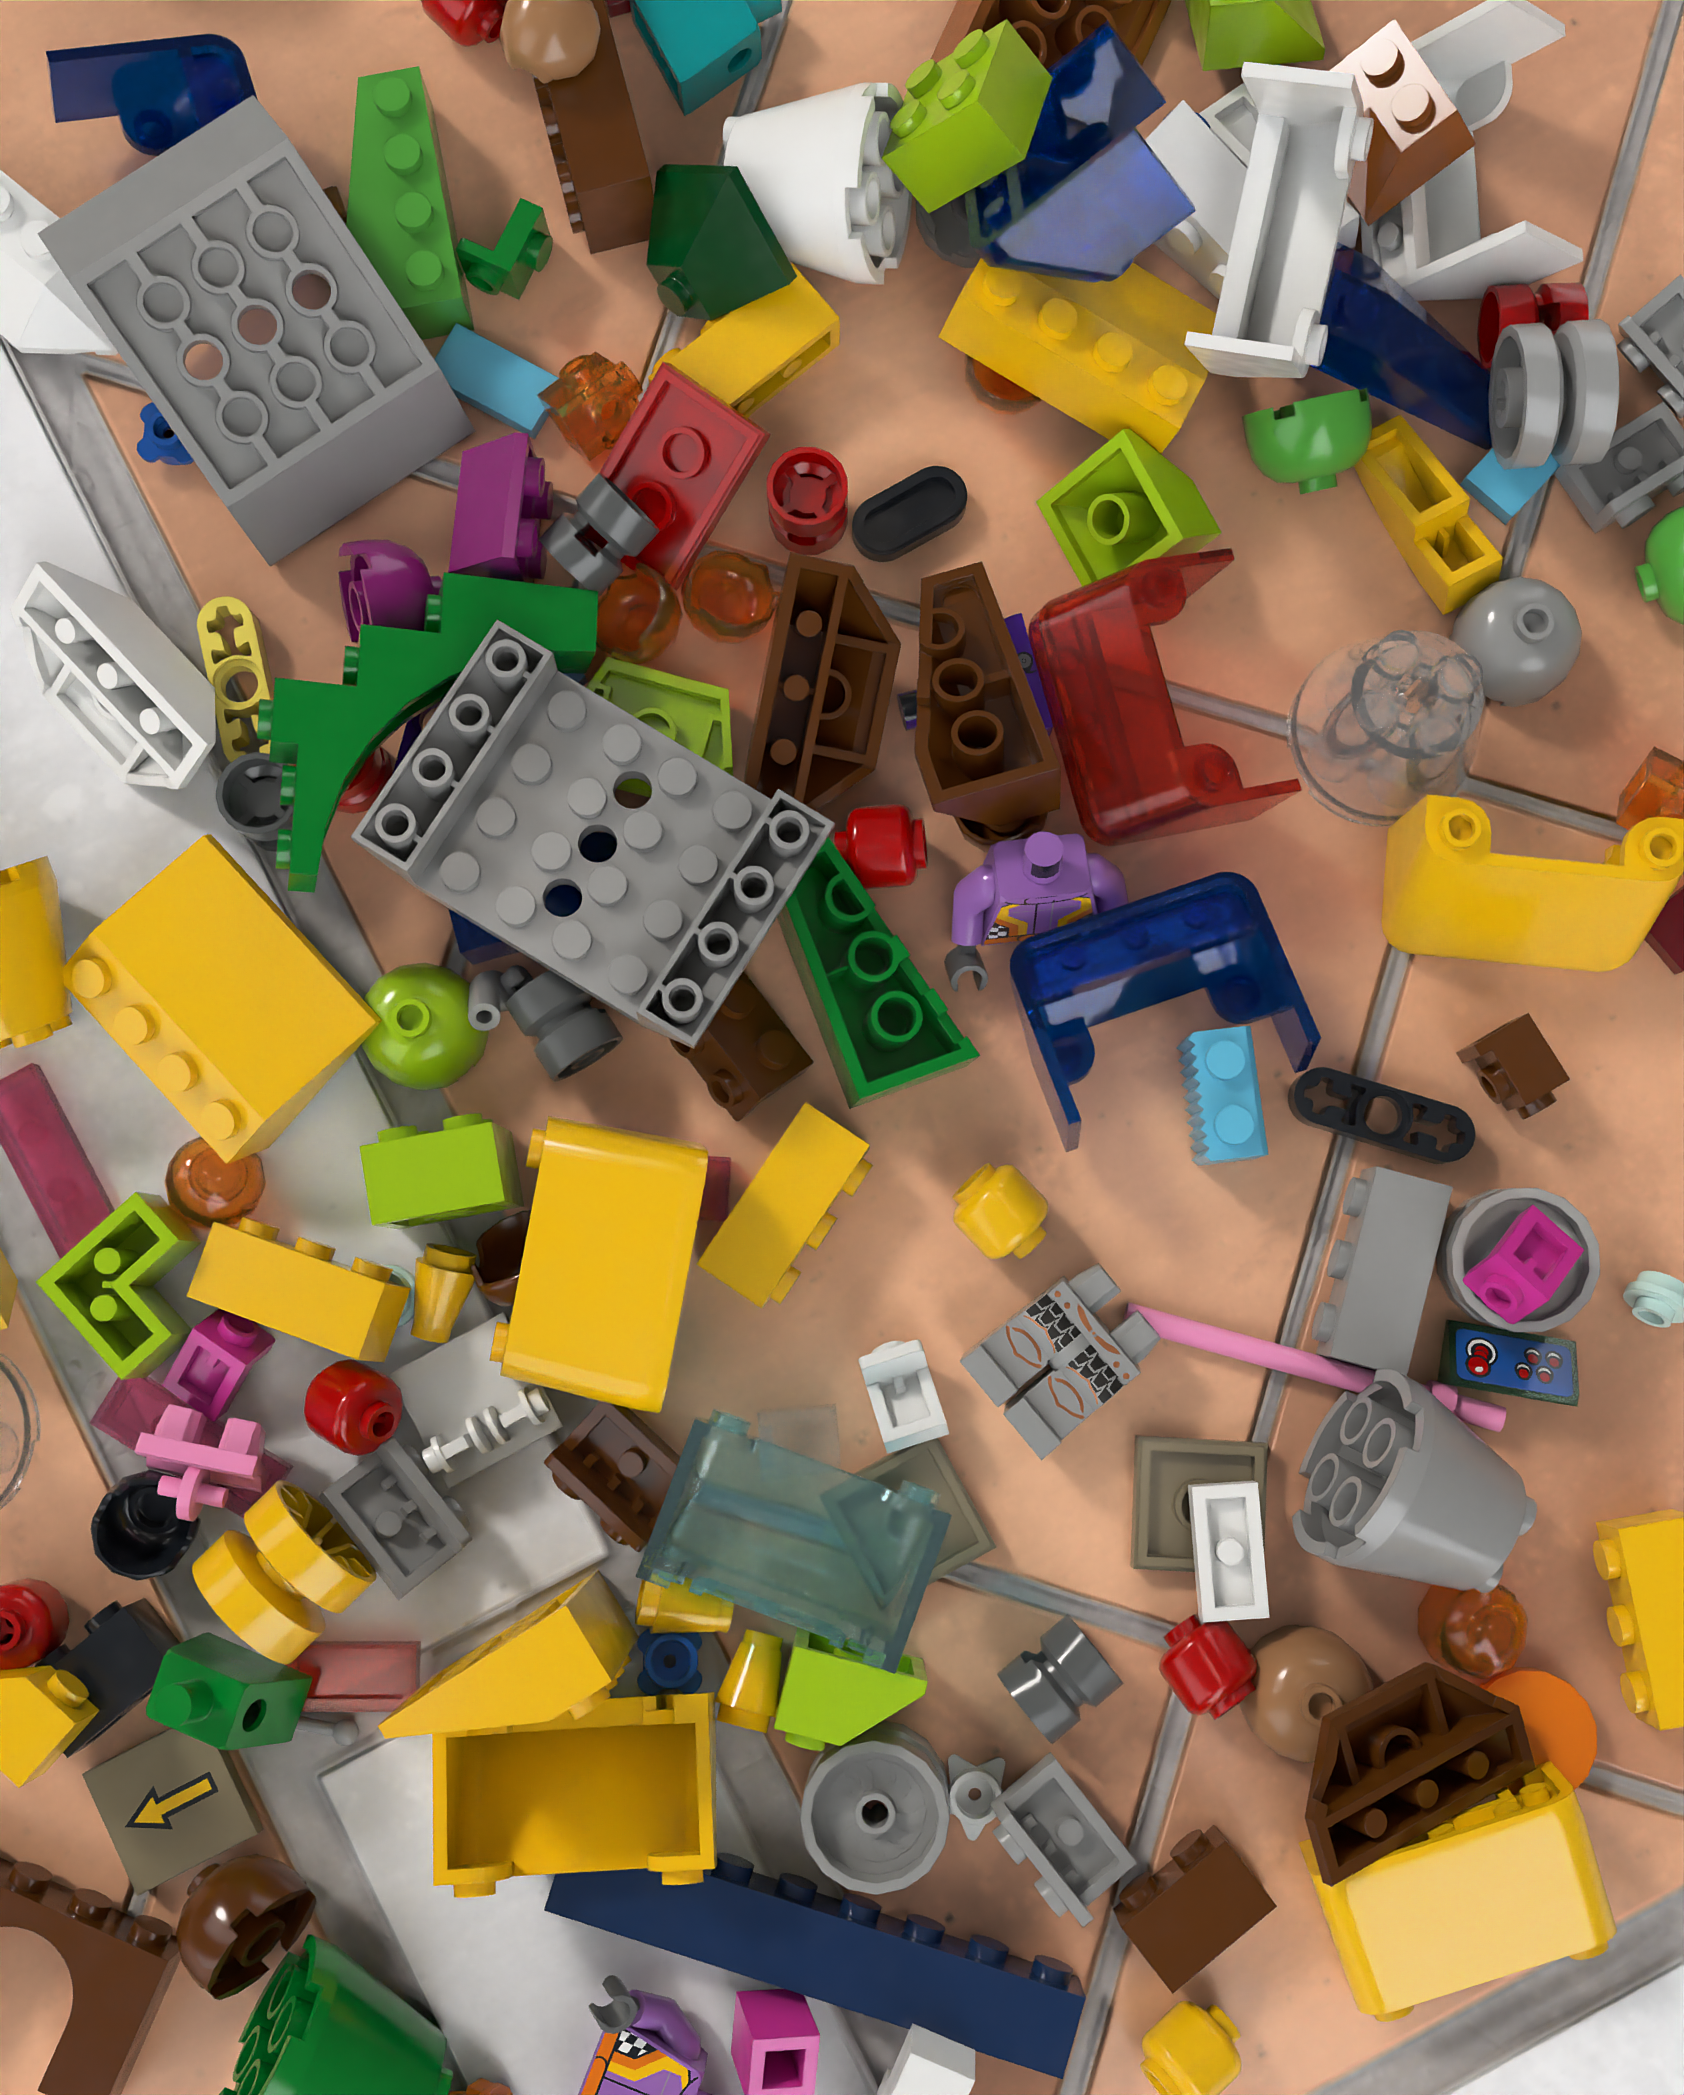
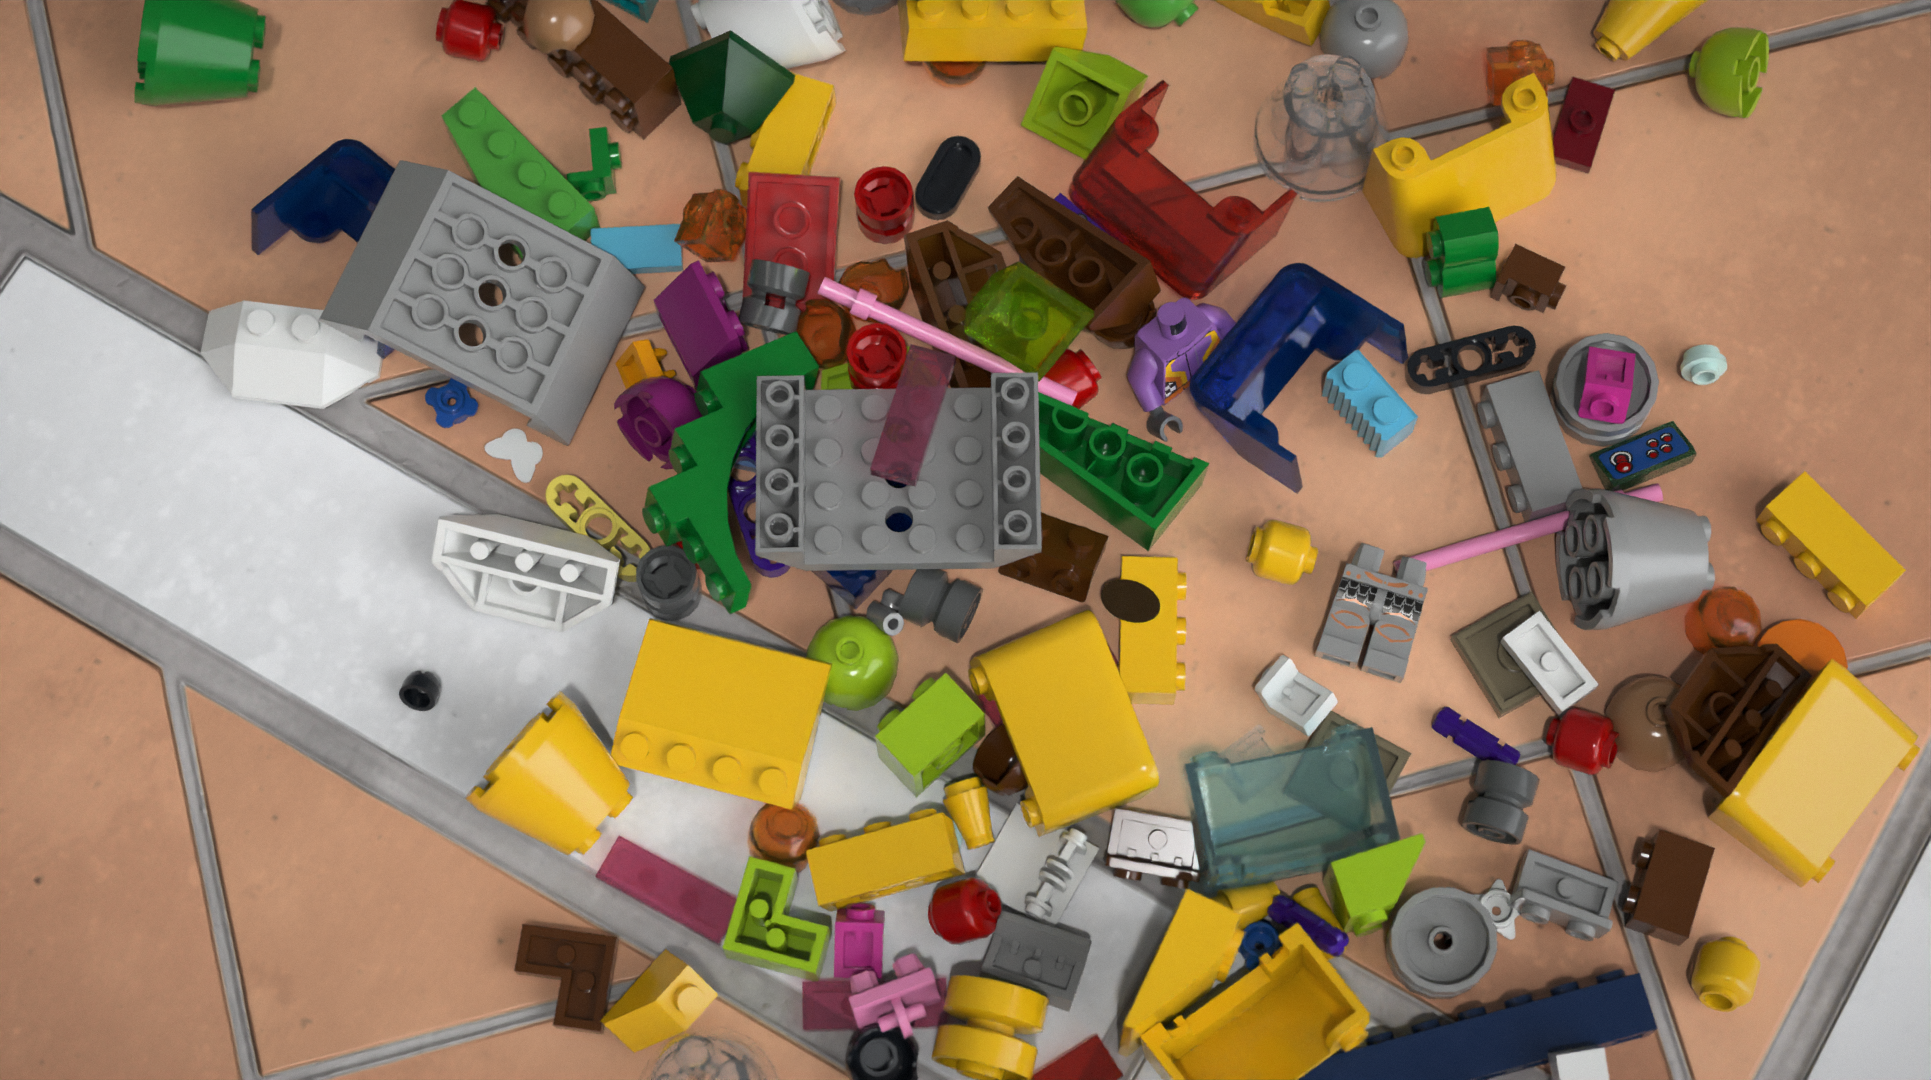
camera: 30 degrees left, 10 degrees down
(213, 533) = (515, 447): none -> white sticker
(406, 518) = (641, 362): none -> light orange tile
(656, 782) = (913, 415): none -> clear pink tile
(667, 686) = (875, 357): none -> red wheel
(688, 611) = (864, 305): none -> bright pink bar
(730, 1689) = (1320, 931): none -> dark purple axle
(779, 1163) = (1130, 601): none -> dark brown sticker
(861, 748) = (1025, 318): none -> clear neon green slope
(1084, 1579) = (1473, 738): none -> dark purple axle
(1457, 984) = (1462, 252): none -> green brick

